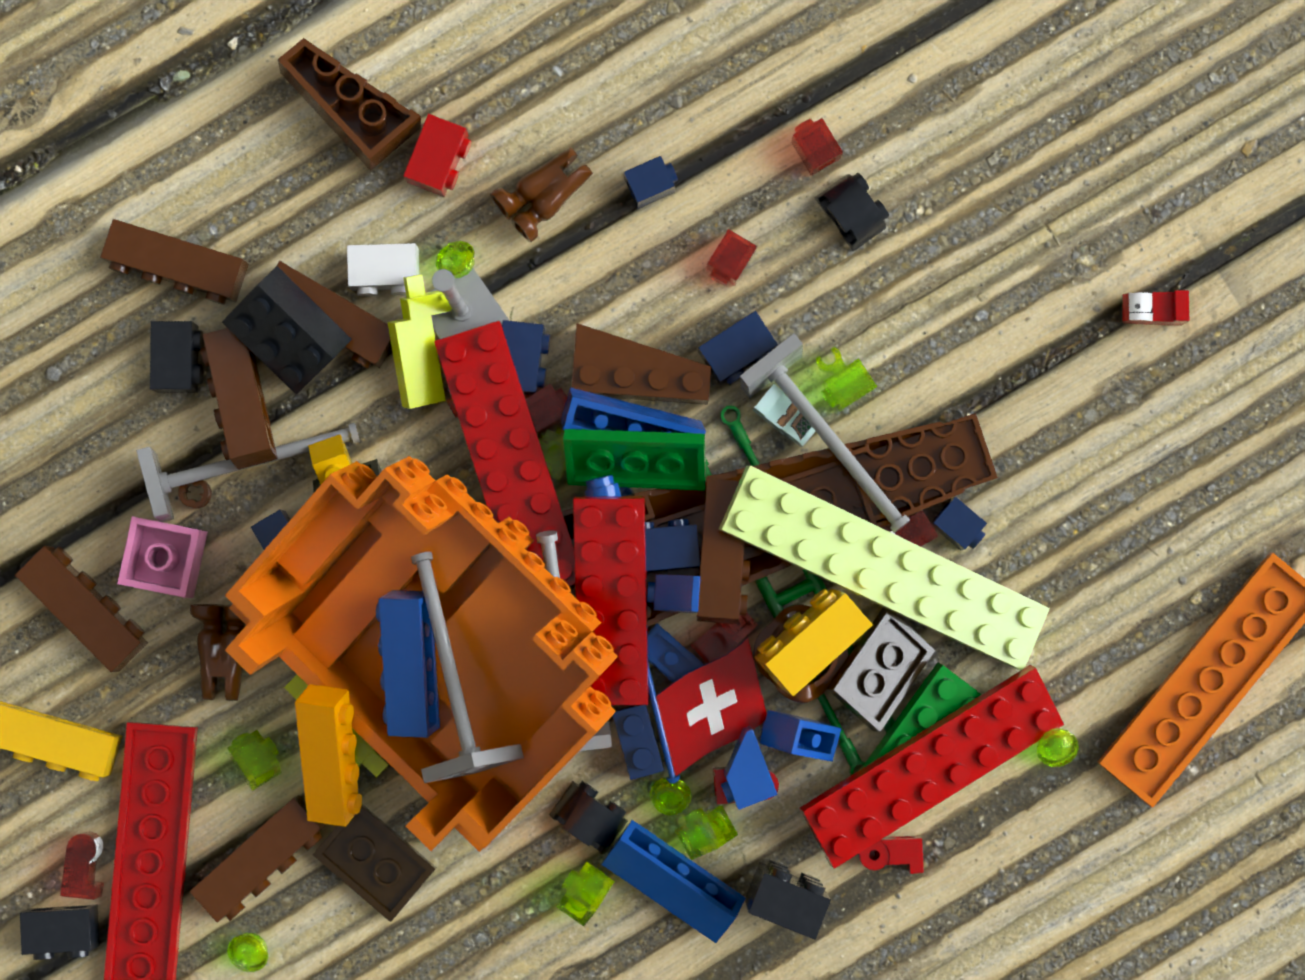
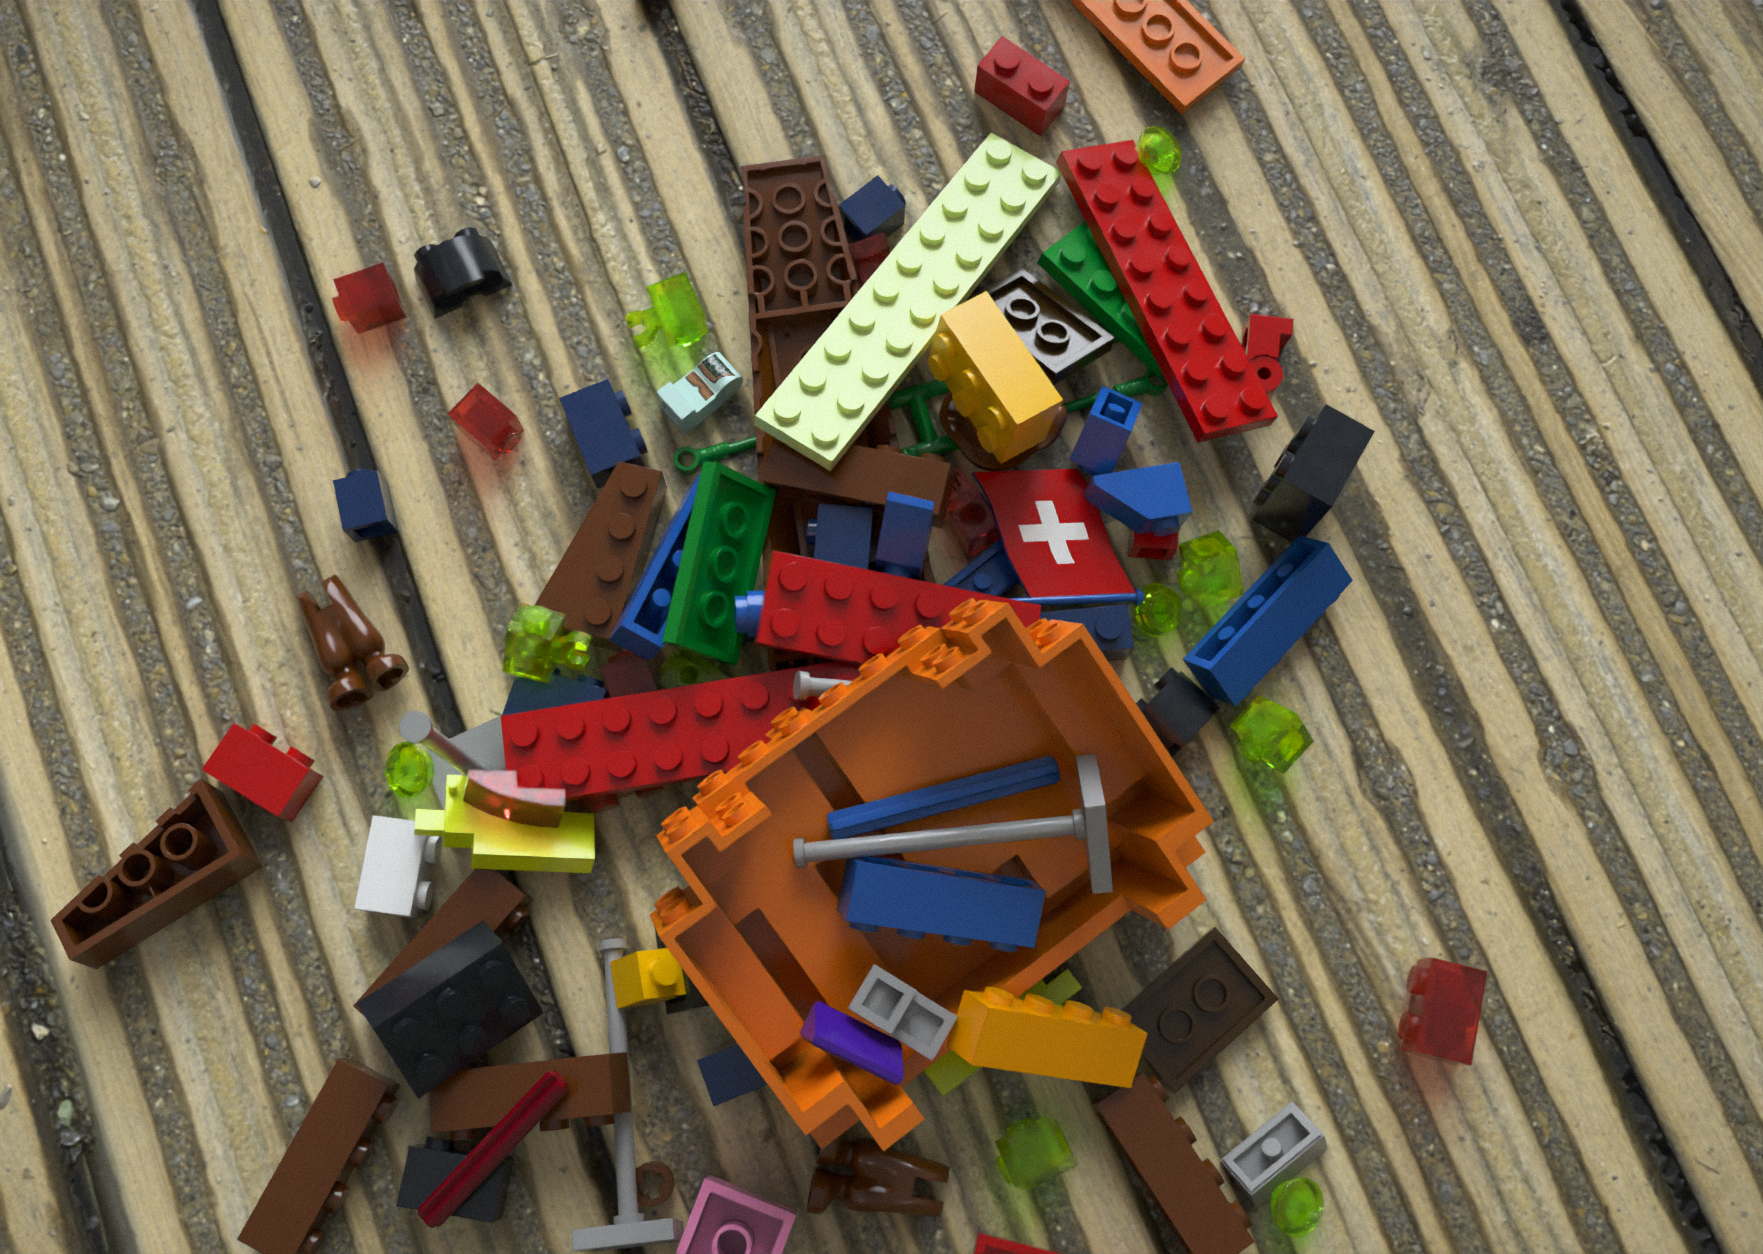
camera: 85 degrees left, 10 degrees down
(196, 381) = (493, 1149): none -> dark red axle
(283, 932) = (1274, 1153): none -> light grey slope
(296, 618) = (854, 1042): none -> dark purple slope
(324, 648) = (902, 1012): none -> light grey slope
(439, 333) = (498, 795): none -> clear red slope
(480, 653) = (942, 798): none -> blue axle
(558, 335) = (537, 644): none -> clear neon green brick
(773, 369) = (641, 386): light grey tile -> none
(1092, 626) = (1021, 86): none -> red brick

